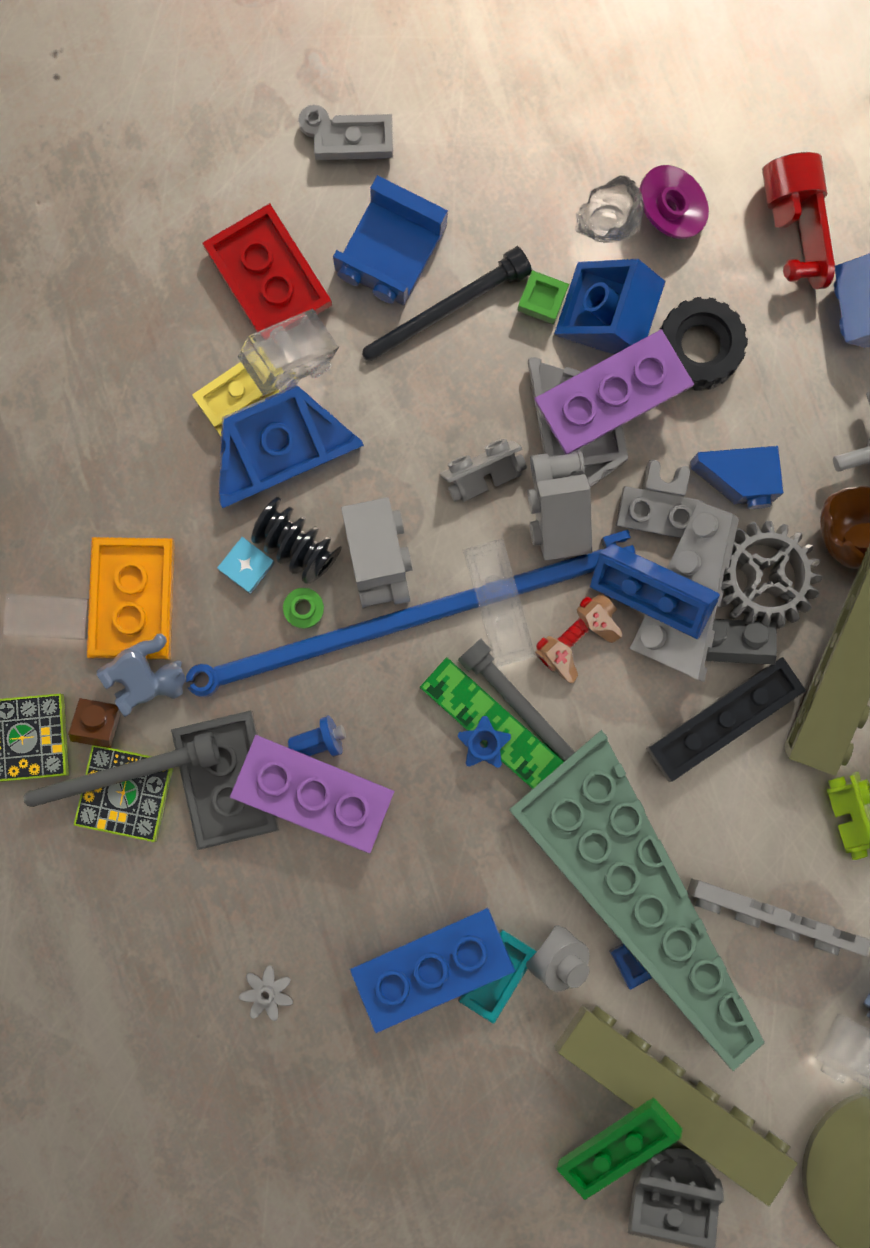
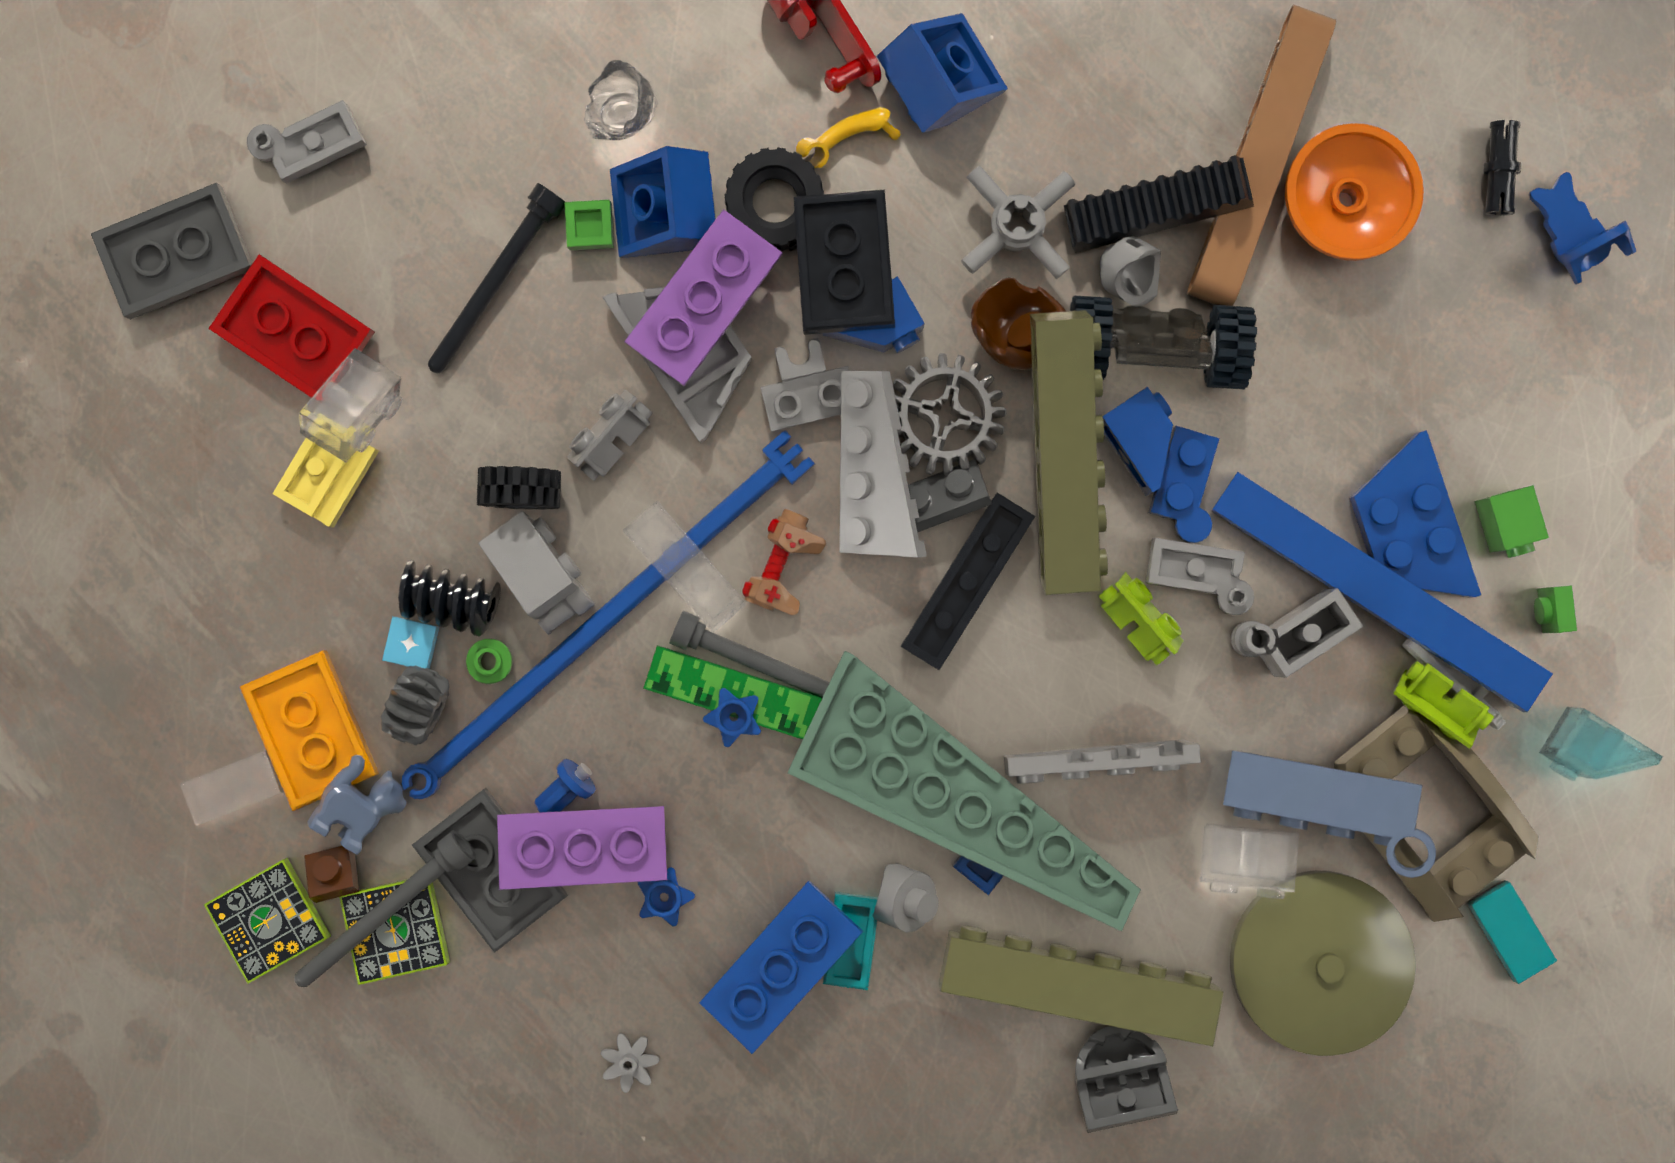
camera: 15 degrees left, 5 degrees up
(201, 171) = (172, 251): none -> dark grey plate
(228, 615) = (415, 705): none -> dark grey gear
(276, 442) = (384, 503): blue wing -> none
(346, 871) = (666, 909): none -> blue plate
(391, 242) = (406, 238): blue panel -> none
(394, 477) = (518, 487): none -> black tyre
(561, 505) = (701, 440): light grey hinge -> none
(619, 1148) = (1042, 1056): green plate -> none
(654, 590) = (835, 484): blue slope -> none
(674, 202) = (682, 47): magenta dish -> none
(740, 415) = (844, 262): none -> black tile
(792, 313) = (864, 121): none -> yellow piece

